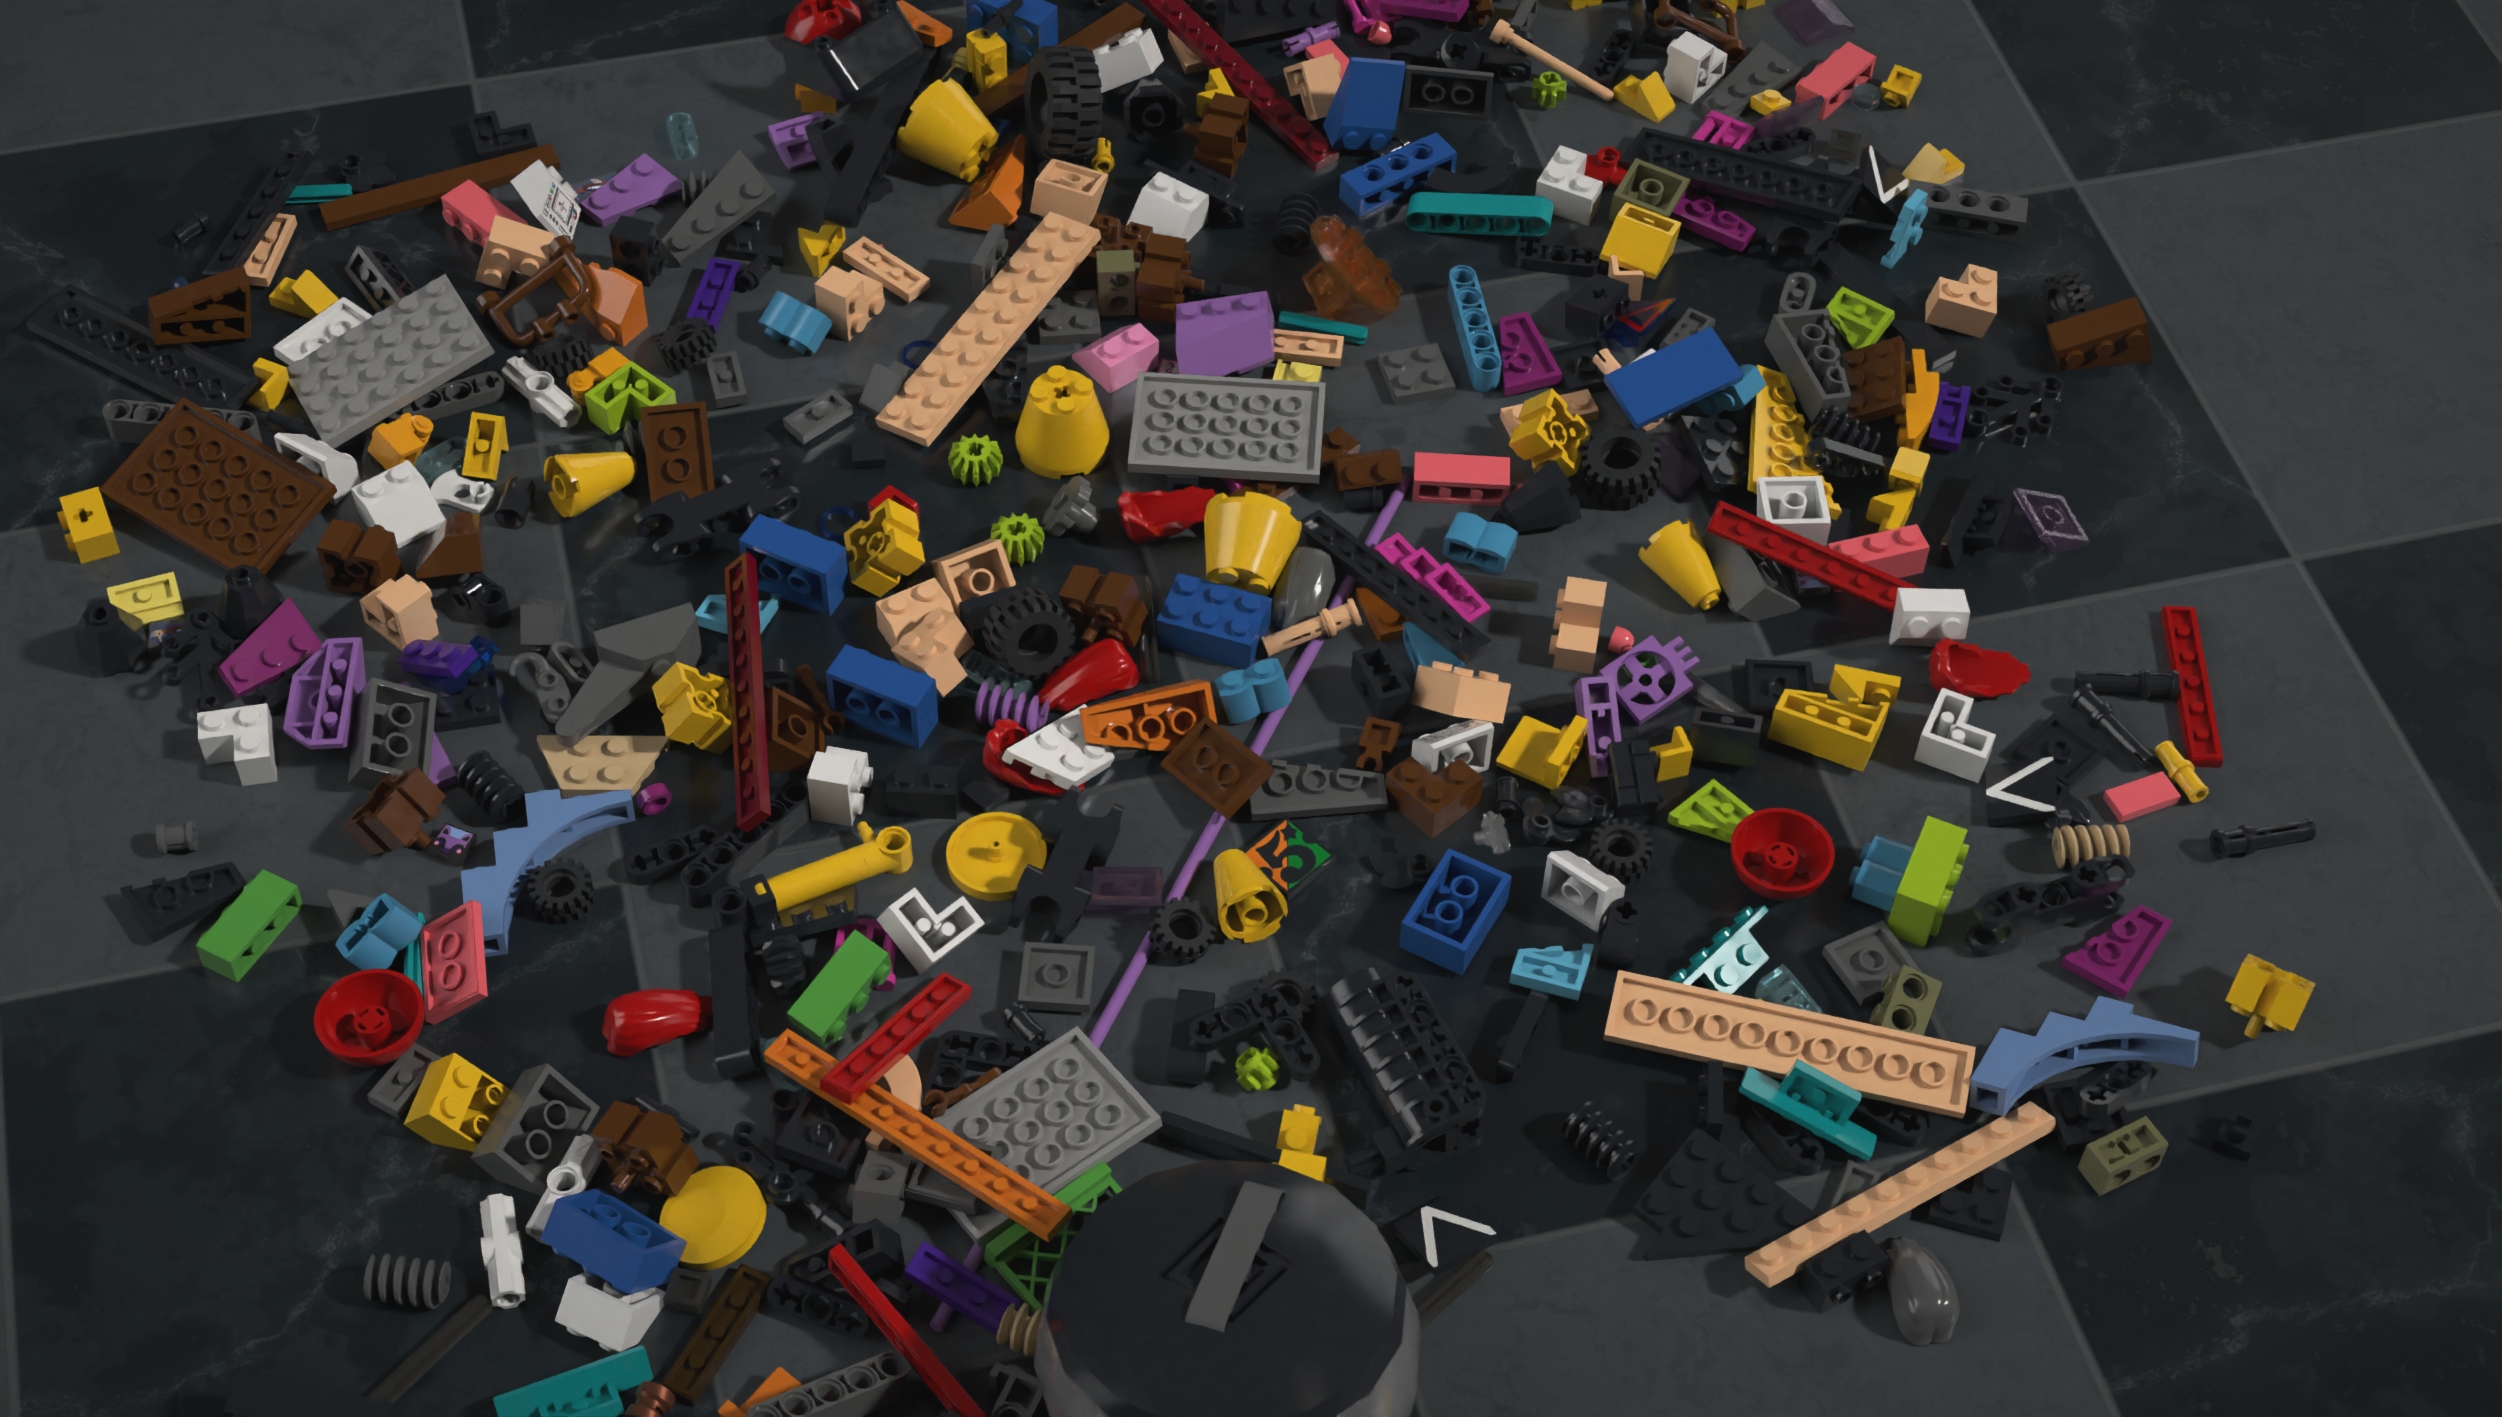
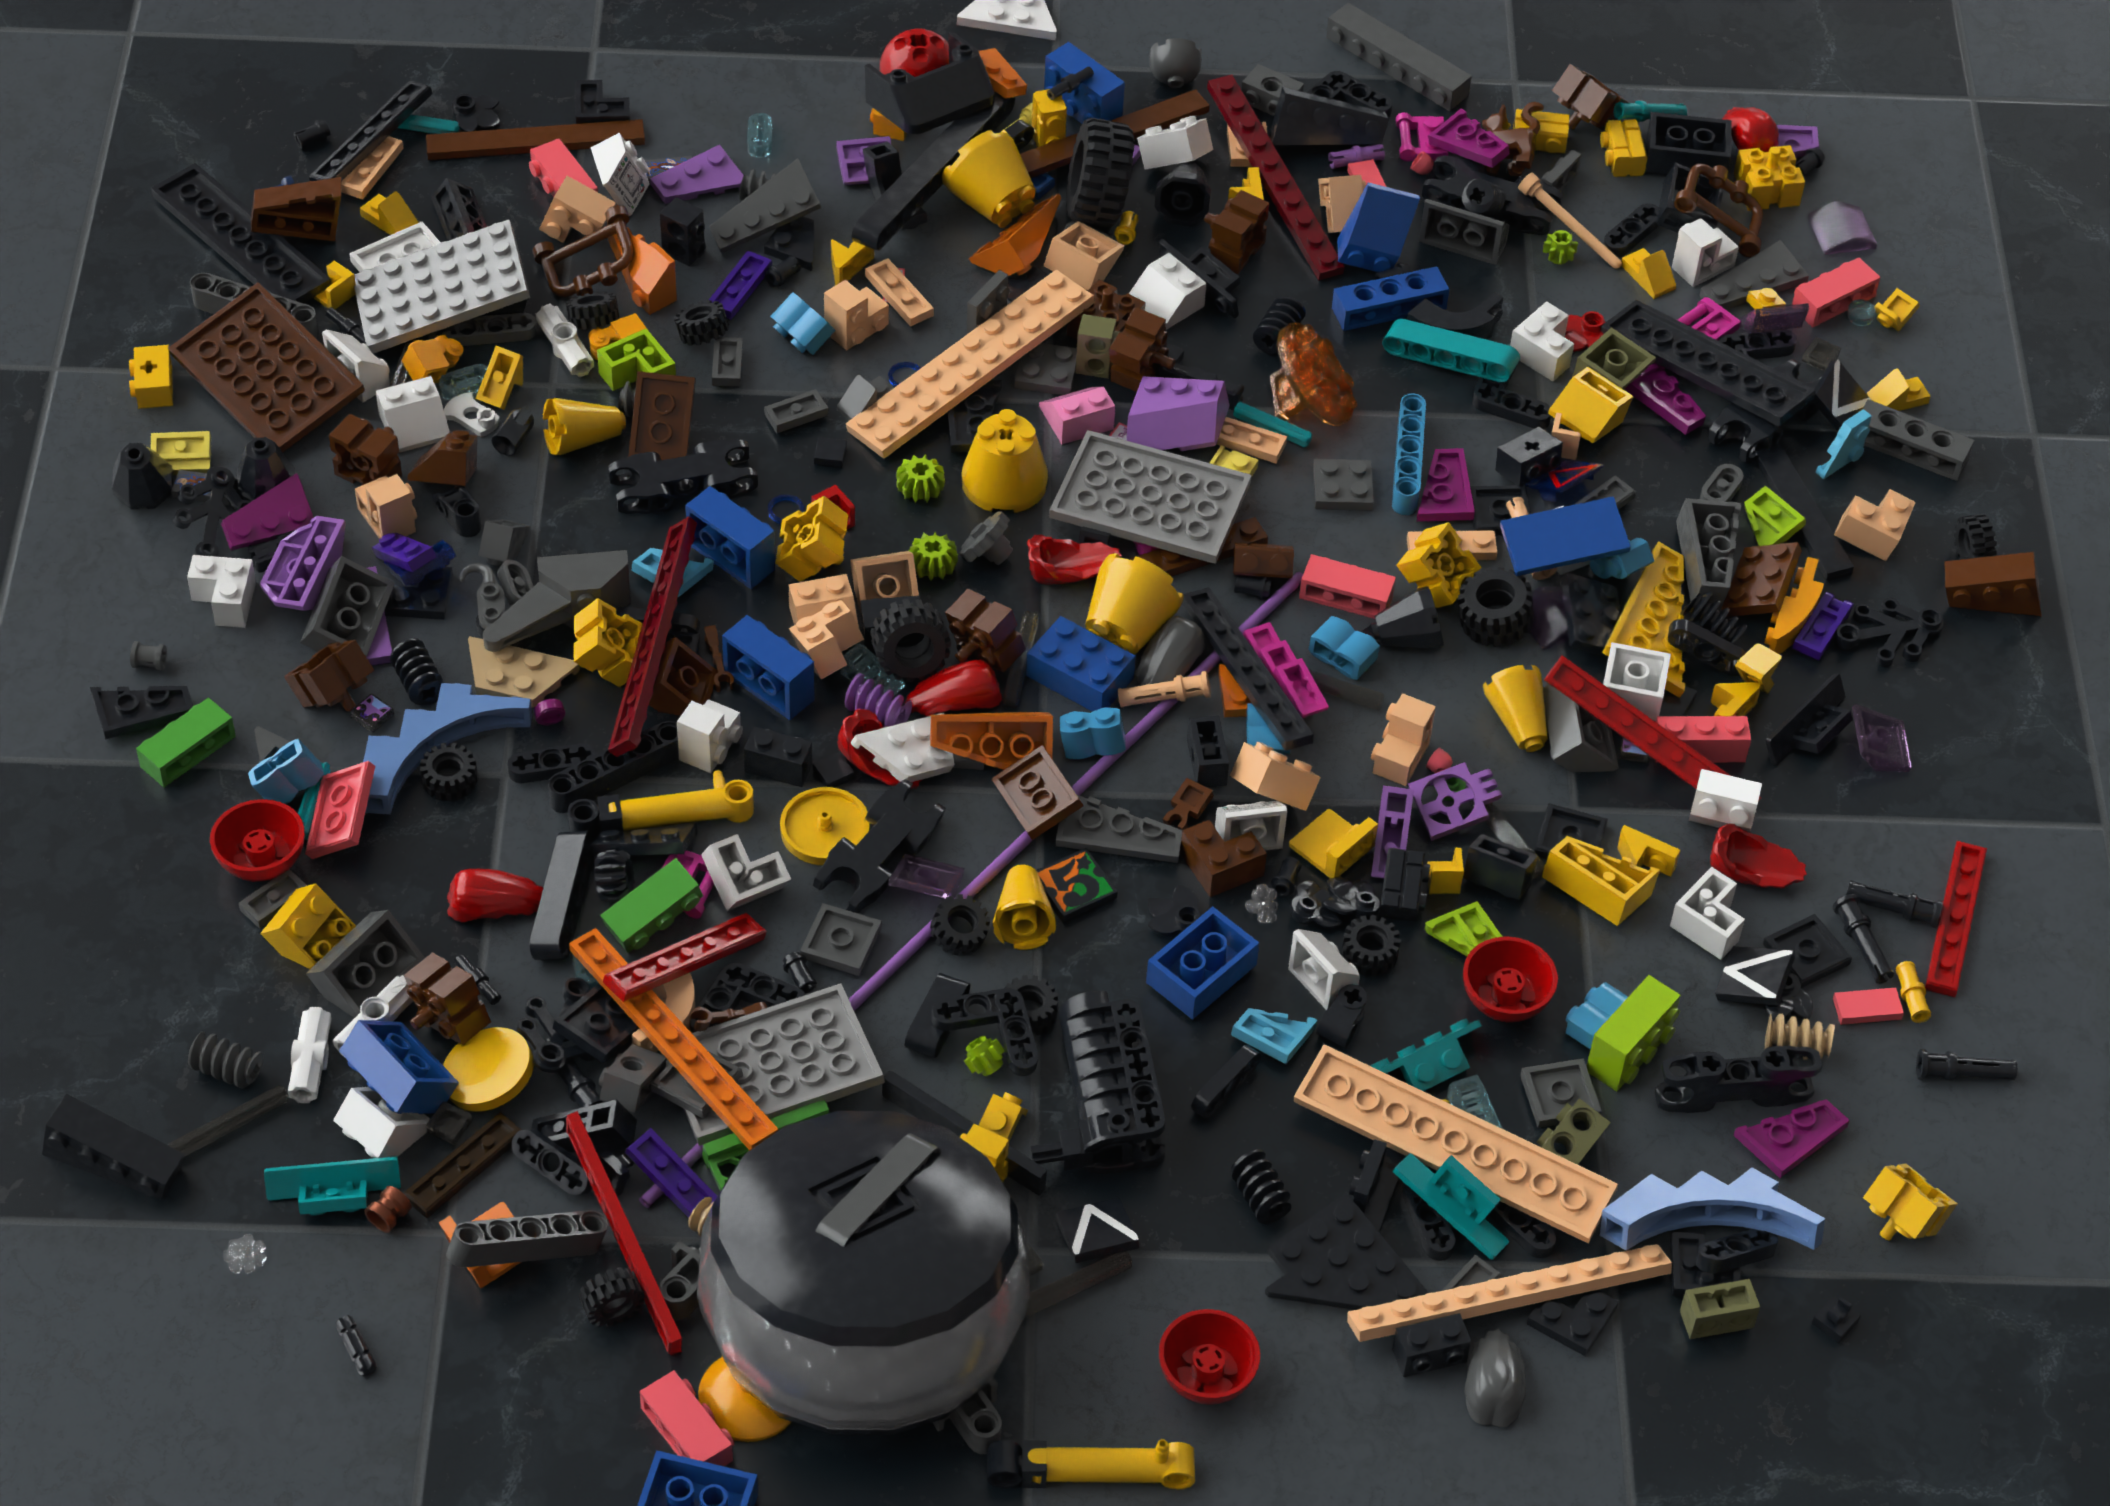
camera: 15 degrees right, 0 degrees up
(1628, 1331) = (1207, 1342): none -> red piece

